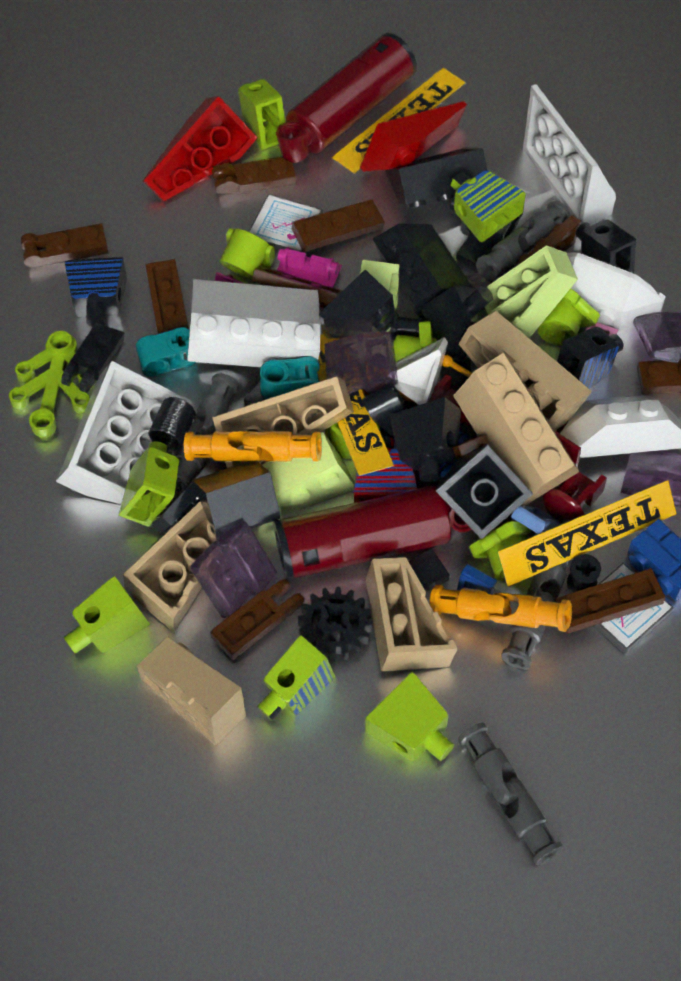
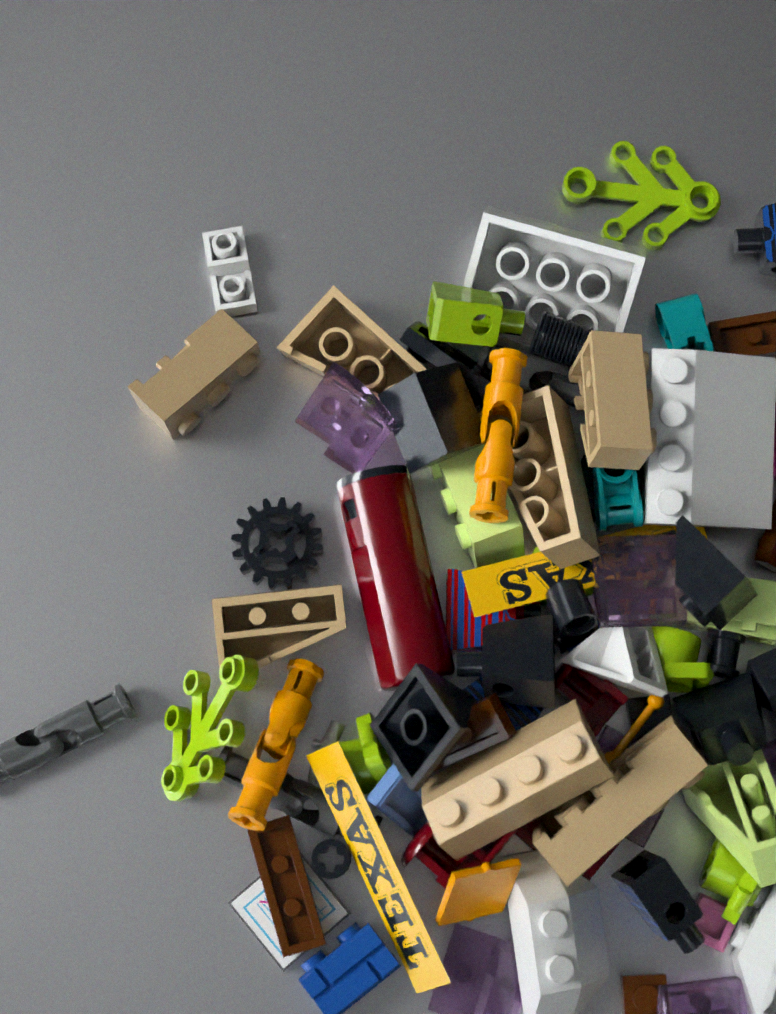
camera: 90 degrees right, 20 degrees up
(93, 356) = (678, 241): black hinge -> none
(100, 675) = (230, 271): none -> white slope
(106, 618) = (288, 271): lime torso -> none
(226, 368) = (615, 400): none -> tan wedge
(255, 619) = (288, 447): reddish brown hinge -> none
(296, 679) = (199, 494): lime torso -> none
(410, 721) = (144, 629): lime torso -> none
(429, 569) = (350, 660): black tile -> none
(476, 579) = (320, 719): blue tile -> none
(495, 663) = (182, 775): none -> lime plant
(599, 462) = (477, 891): none -> light orange piece

